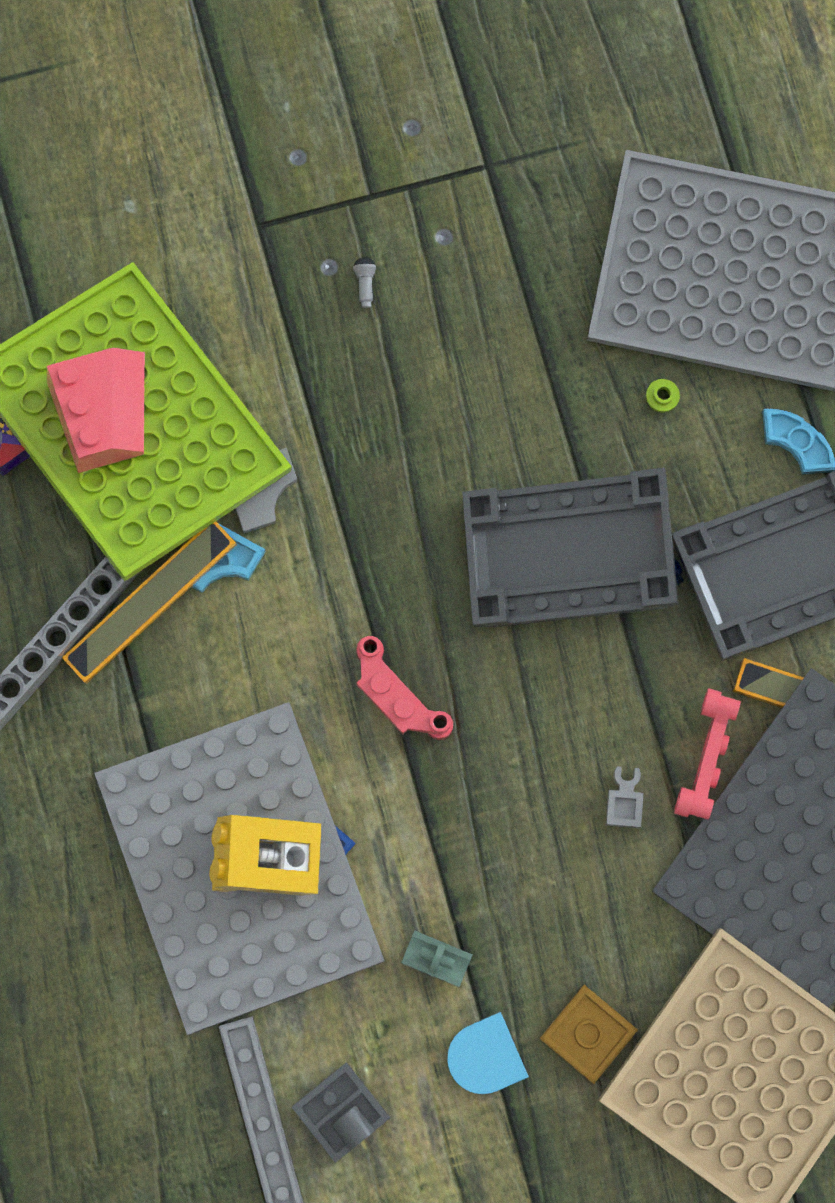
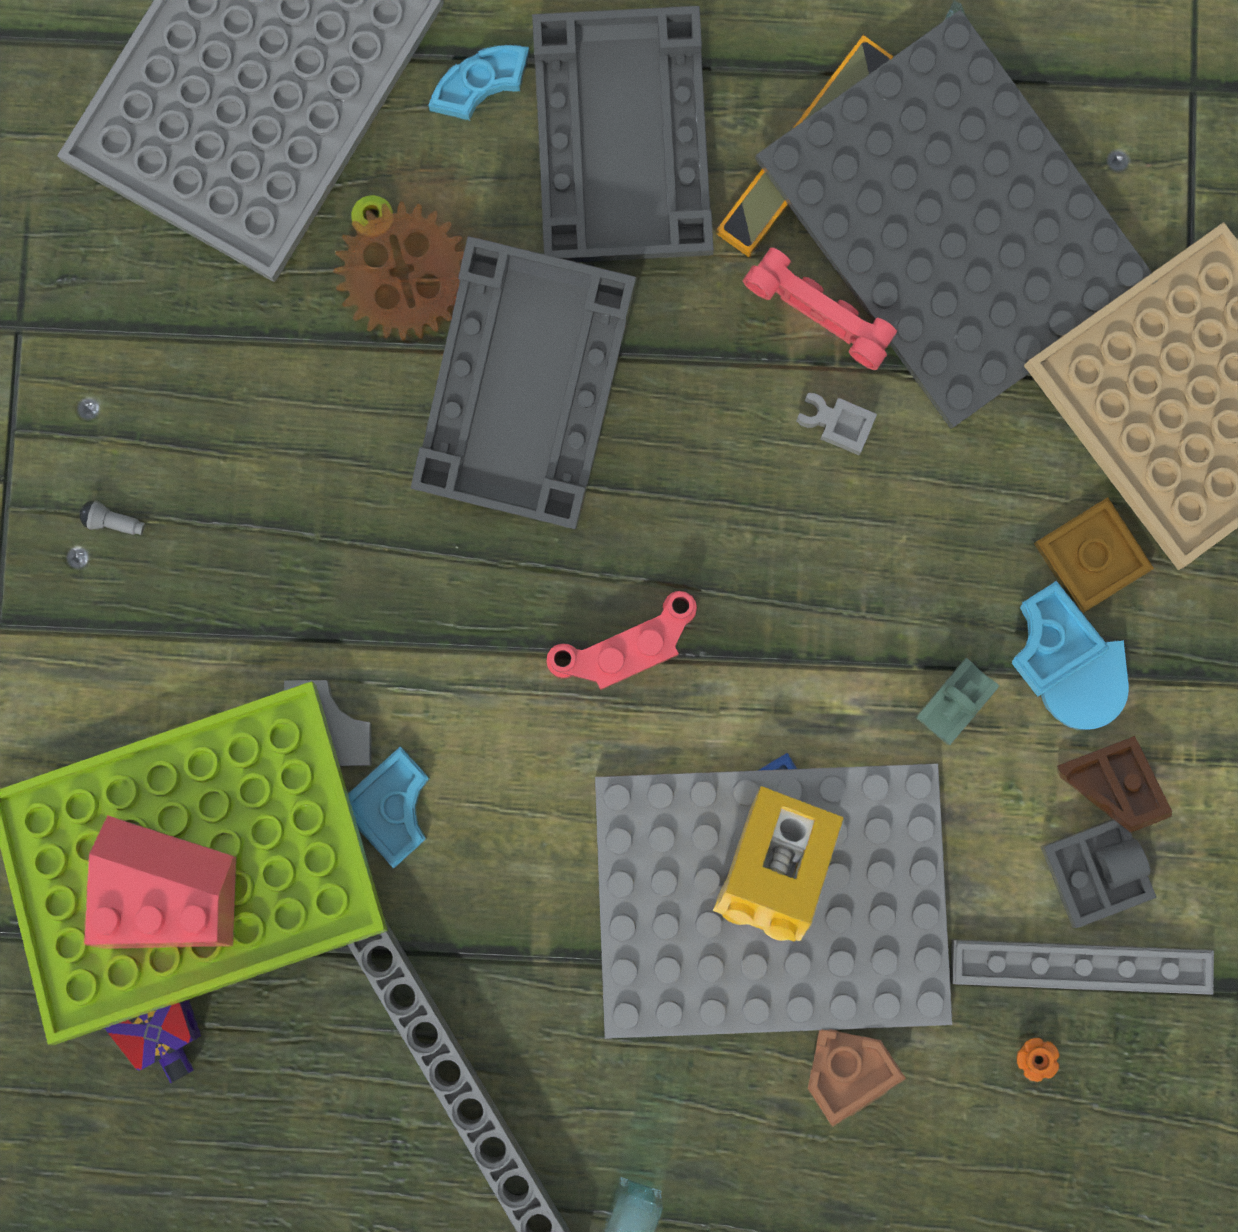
camera: 65 degrees left, 5 degrees up
(124, 967) = (850, 1073): none -> nougat plate
(149, 601) = (418, 907): olive tile -> none
(171, 1111) = (1026, 1059): none -> orange plate
(414, 1106) = (1119, 784): none -> reddish brown wing
(510, 1024) = (1057, 640): none -> medium azure tile
(609, 406) = (365, 281): none -> clear orange gear

